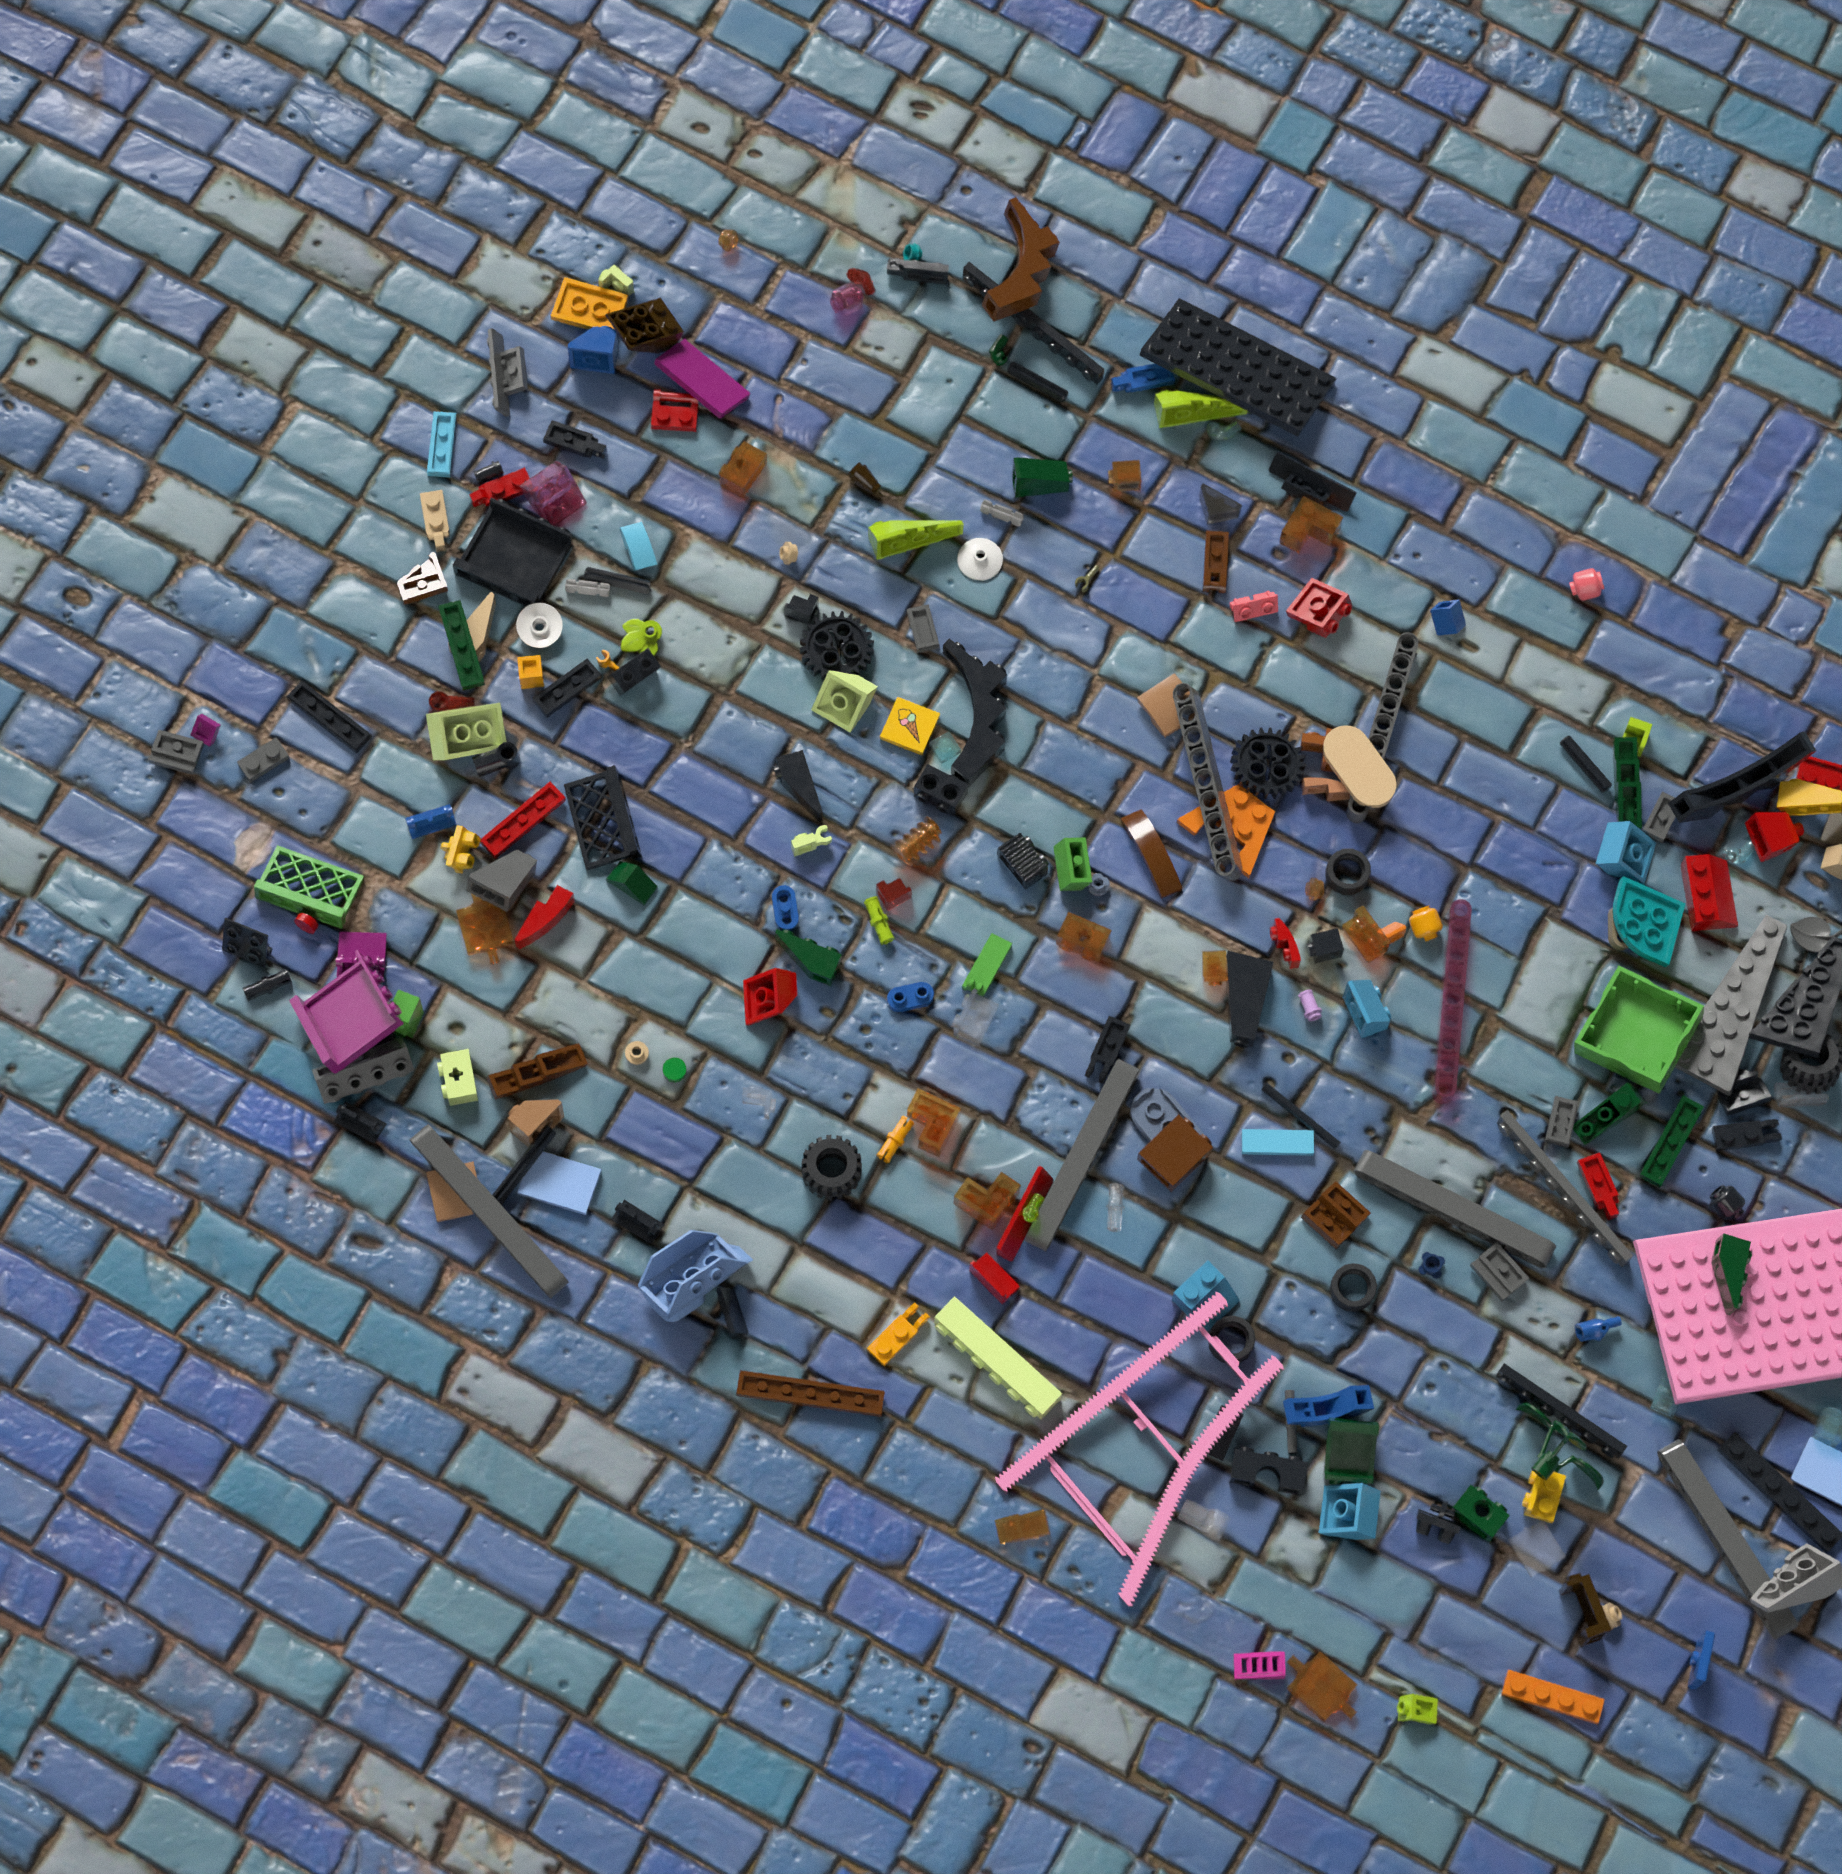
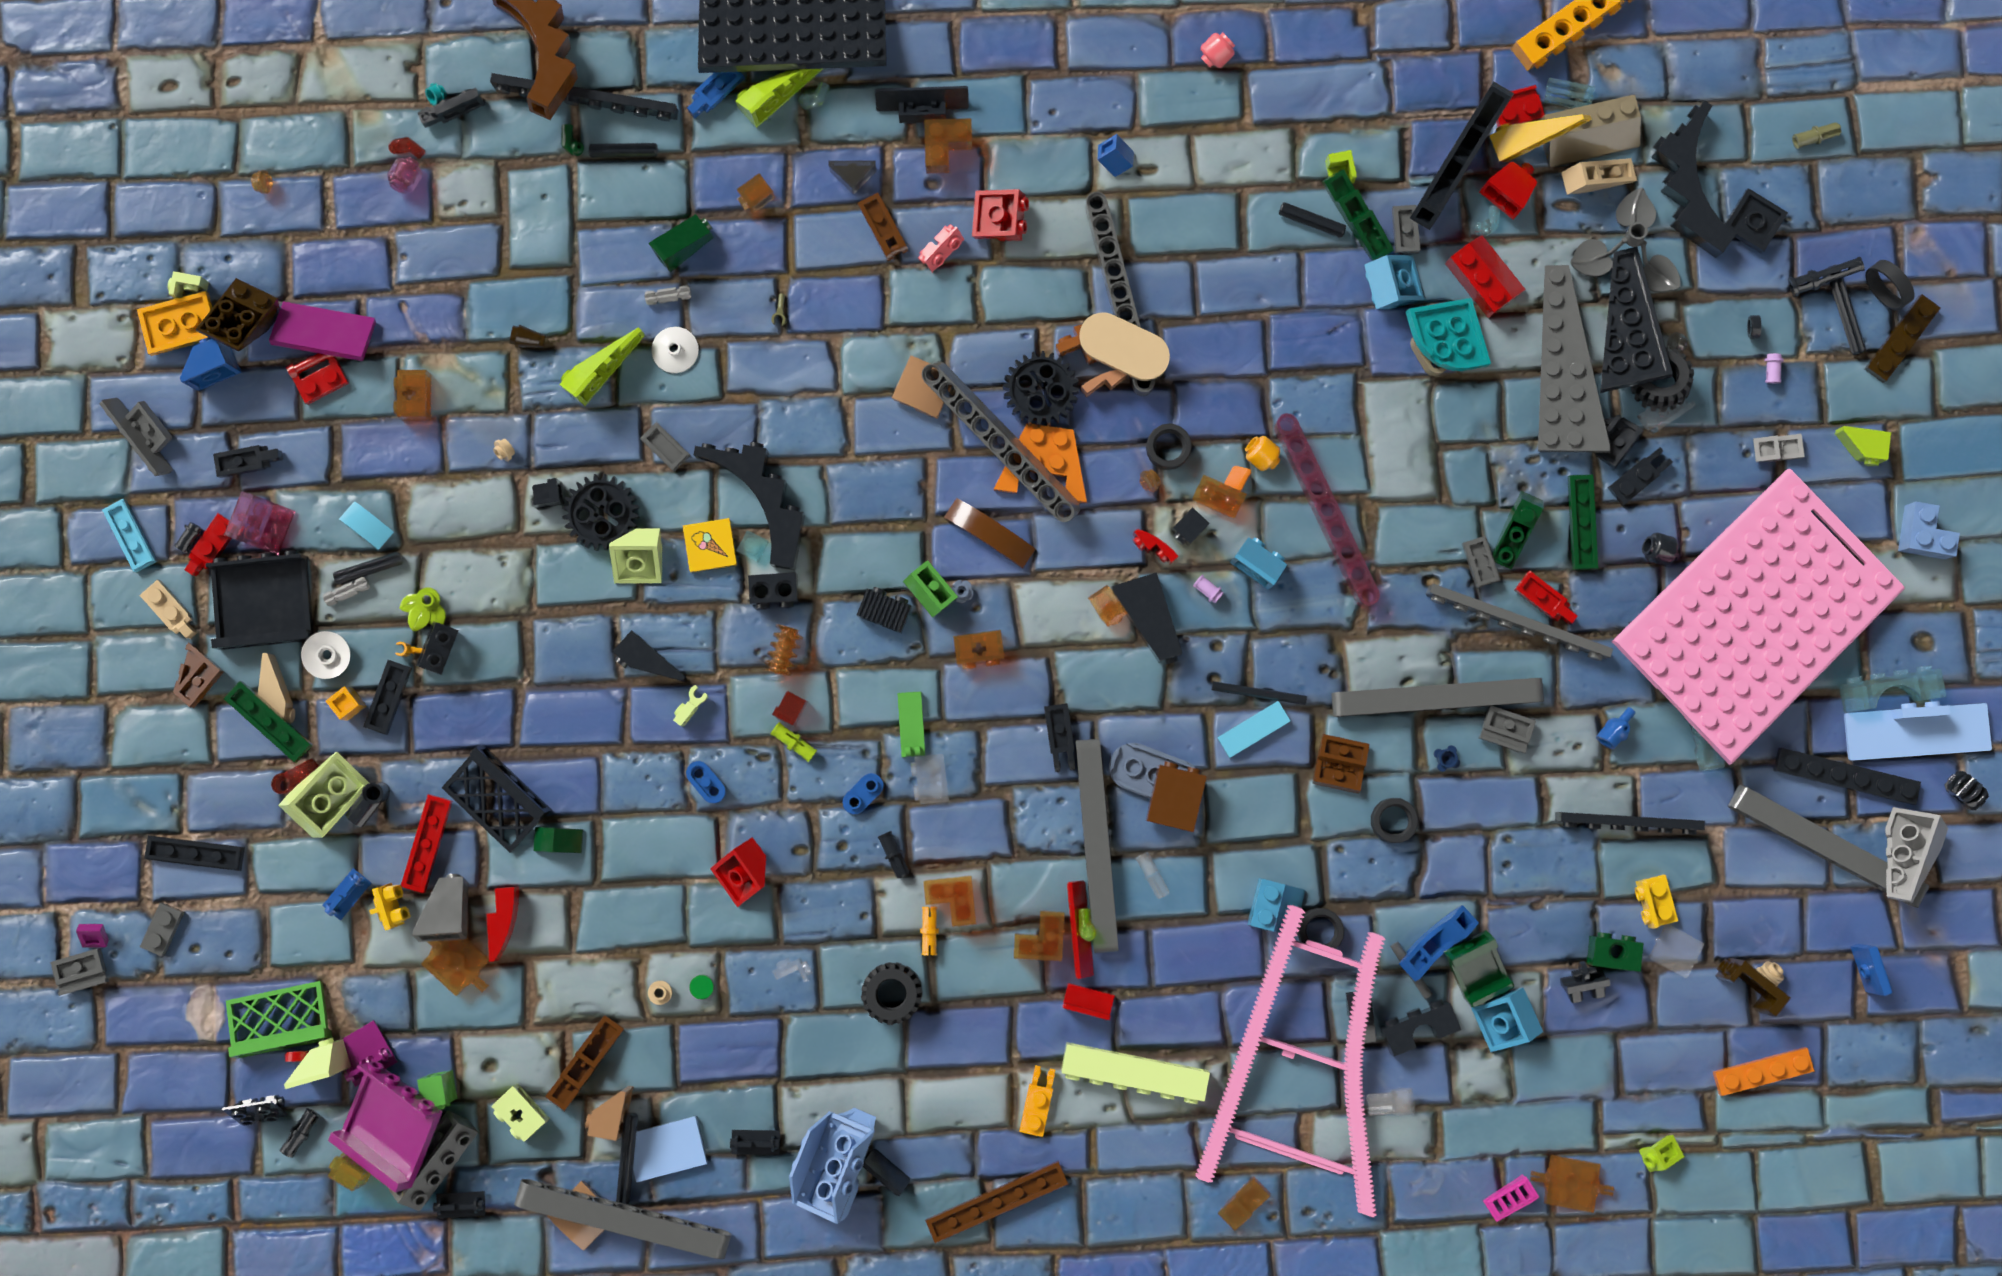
camera: 30 degrees left, 15 degrees up
(293, 1035) = (348, 1172): none -> clear yellow brick
(322, 936) = (320, 1063): none -> yellowish green slope
(814, 960) = (761, 815): dark green slope -> none
(904, 1059) = (893, 854): none -> black axle
(1548, 1462) = (1651, 880): dark green plant -> none
(1639, 1029) = (1501, 440): bright green tile -> none
(1729, 1266) = (1708, 615): dark green slope -> none

